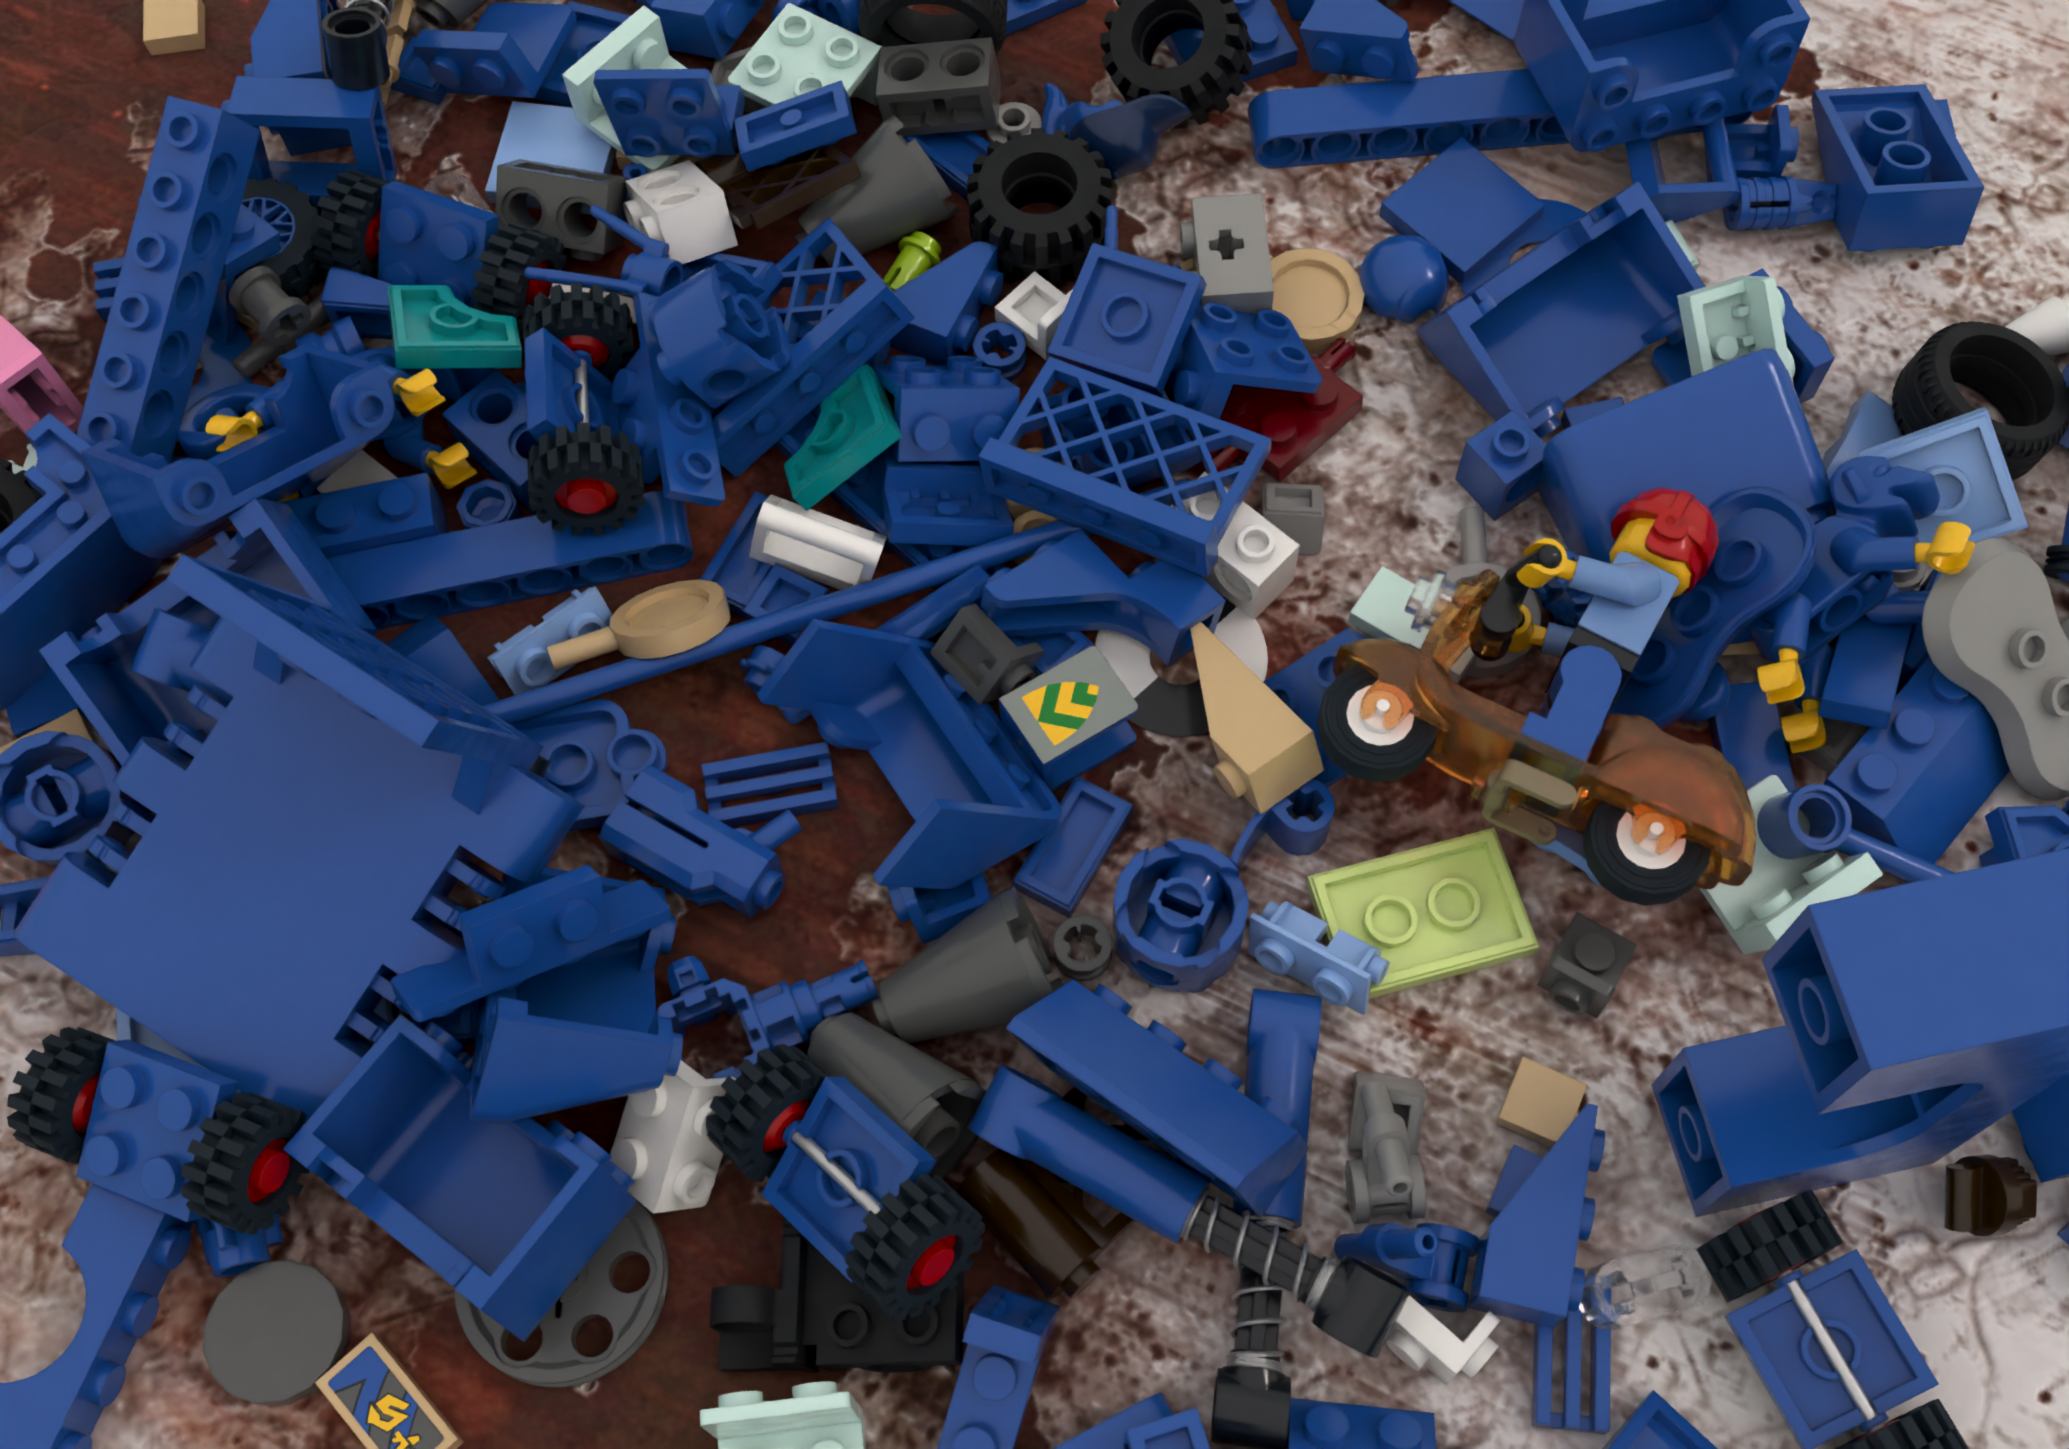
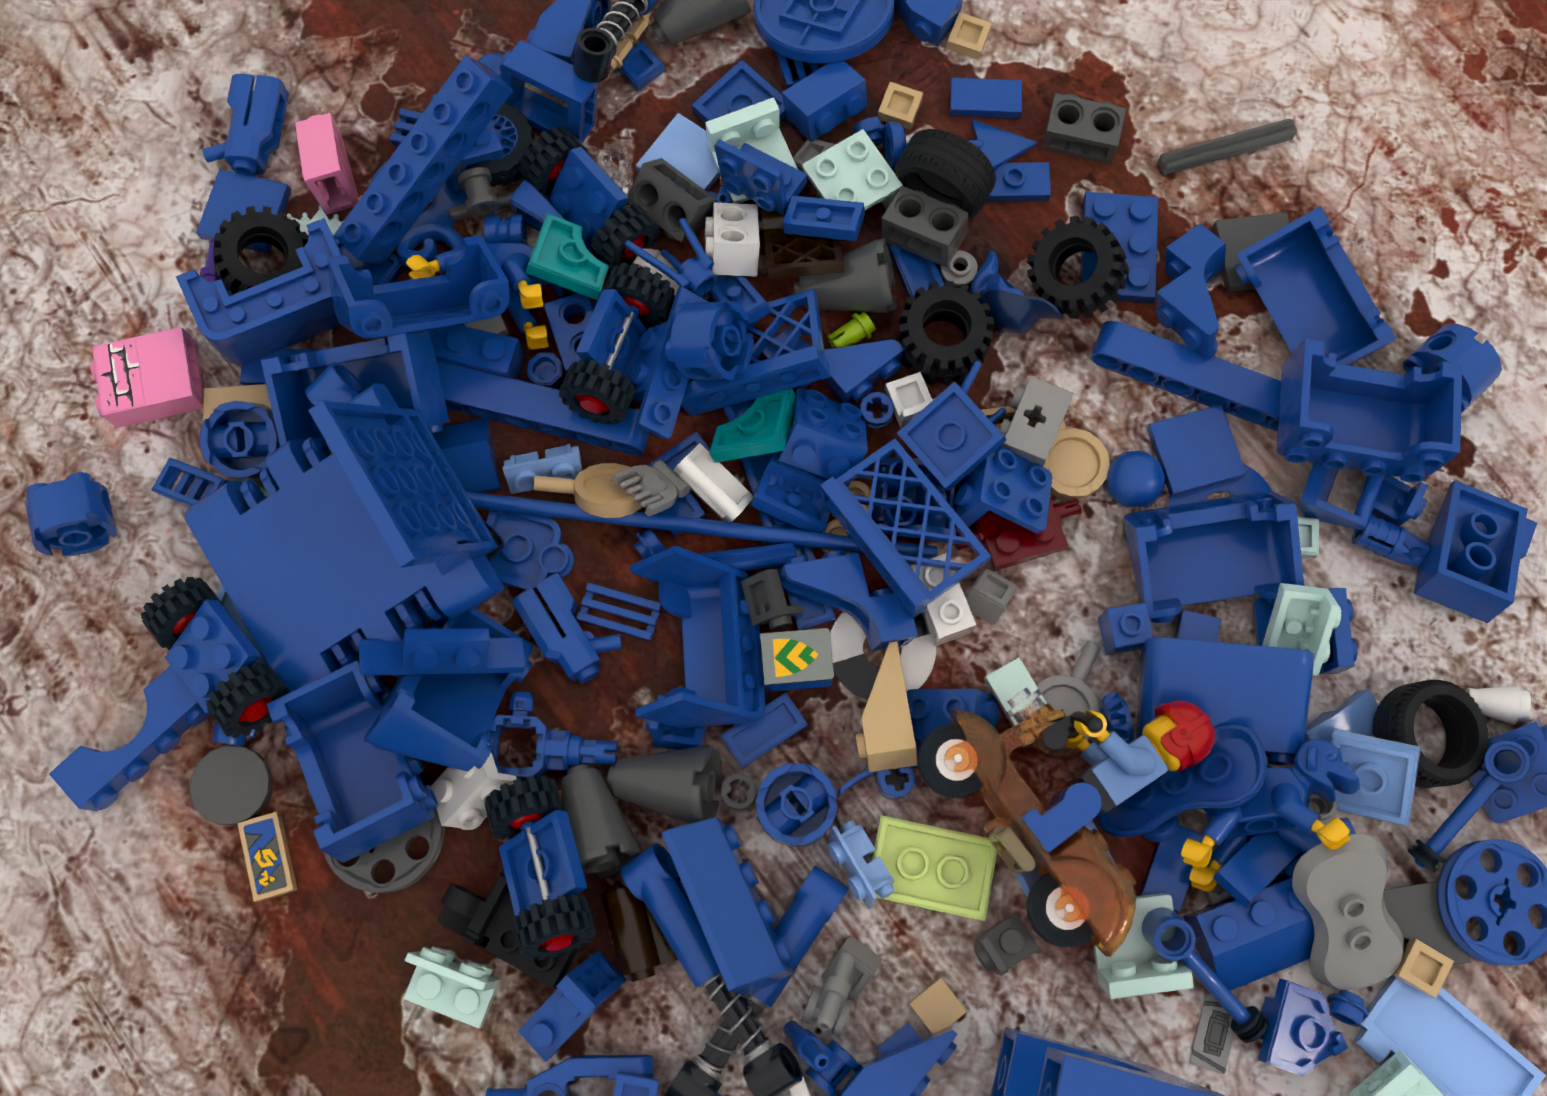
camera: 25 degrees right, 10 degrees up
(503, 53) = (688, 78): blue bracket -> none
(733, 576) = (656, 485): none -> light grey piece

